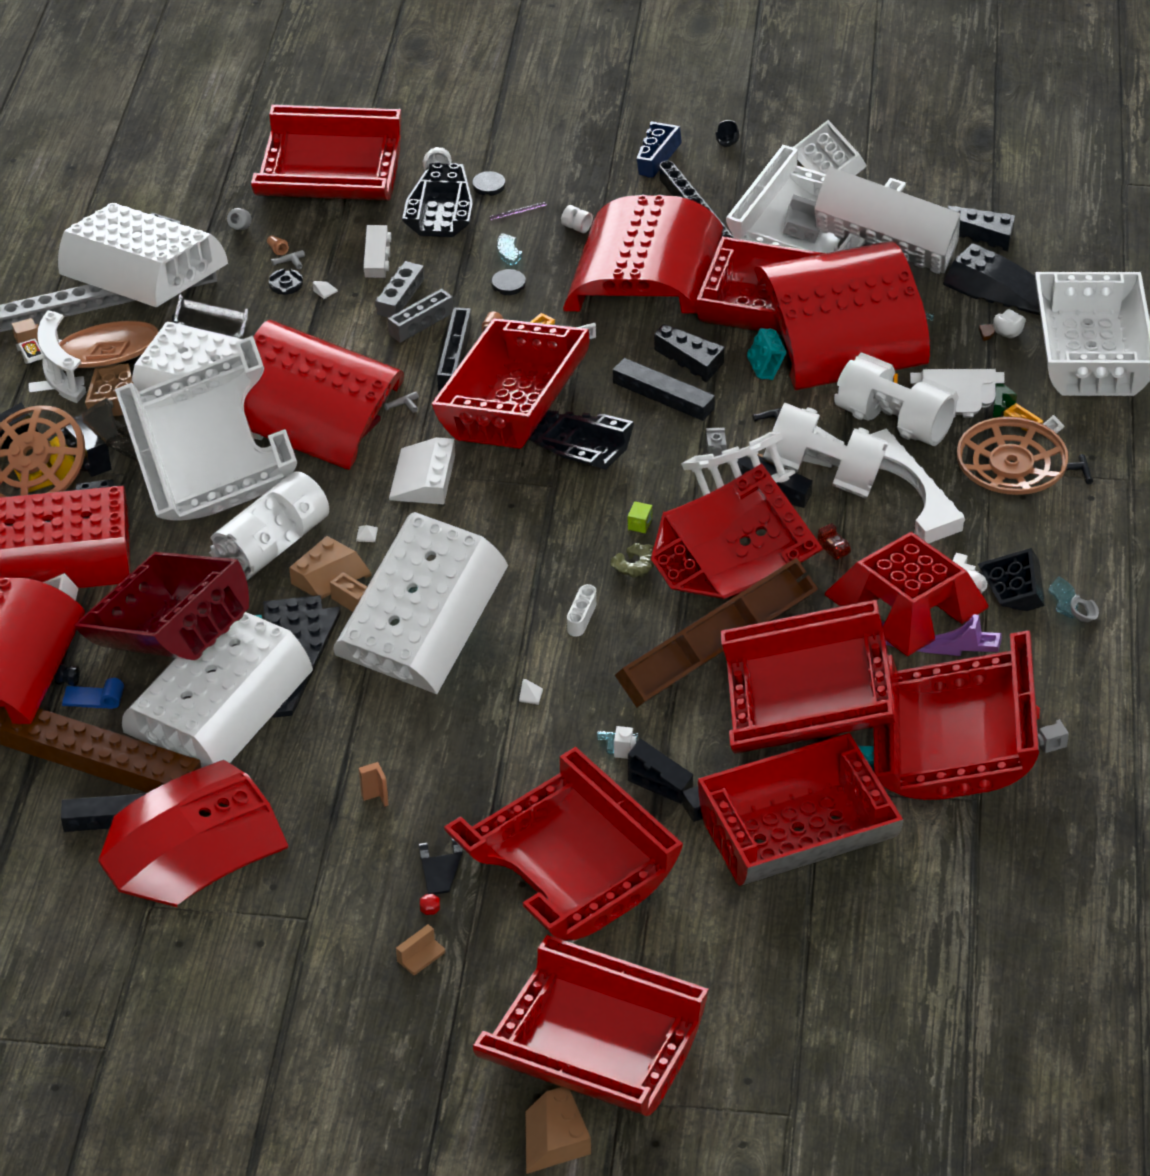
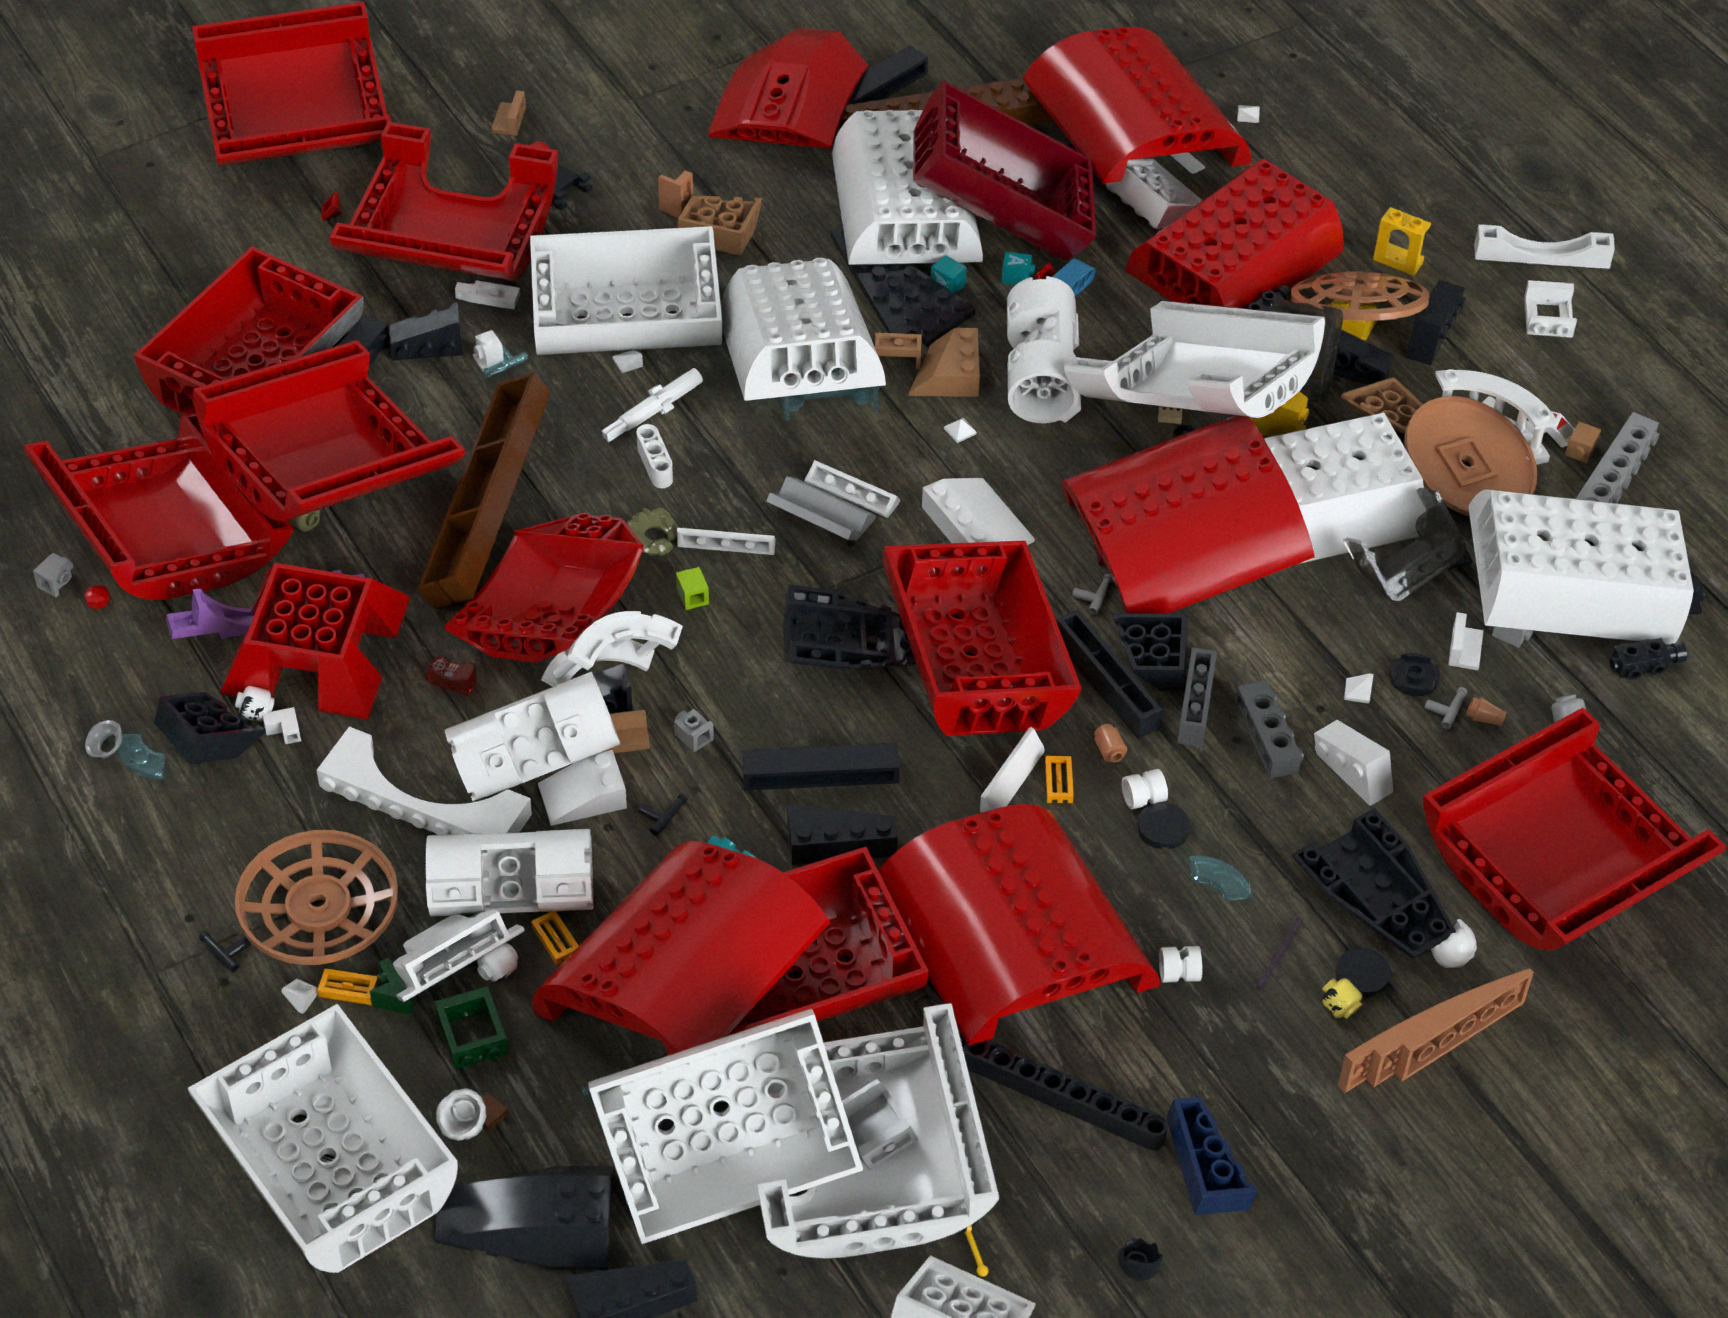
camera: 140 degrees right, 5 degrees up
(241, 279) = (1465, 644): none -> white panel
(366, 744) = (731, 220): none -> medium nougat wedge
(410, 346) = (1156, 647): none -> black wedge
(469, 520) = (852, 489): none -> white slope
(492, 136) = (1433, 1032): none -> nougat slope
(501, 293) = (1149, 788): none -> white wheel
(507, 688) = (623, 274): none -> white slope
(510, 526) = (822, 508): none -> light grey slope
(515, 174) = (1341, 998): none -> light yellow head
(541, 643) = (659, 400): none -> white piece
(587, 536) = (726, 541): none -> white slope
(637, 938) = (331, 207): none -> red slope
(969, 350) = (466, 1006): none -> dark green window

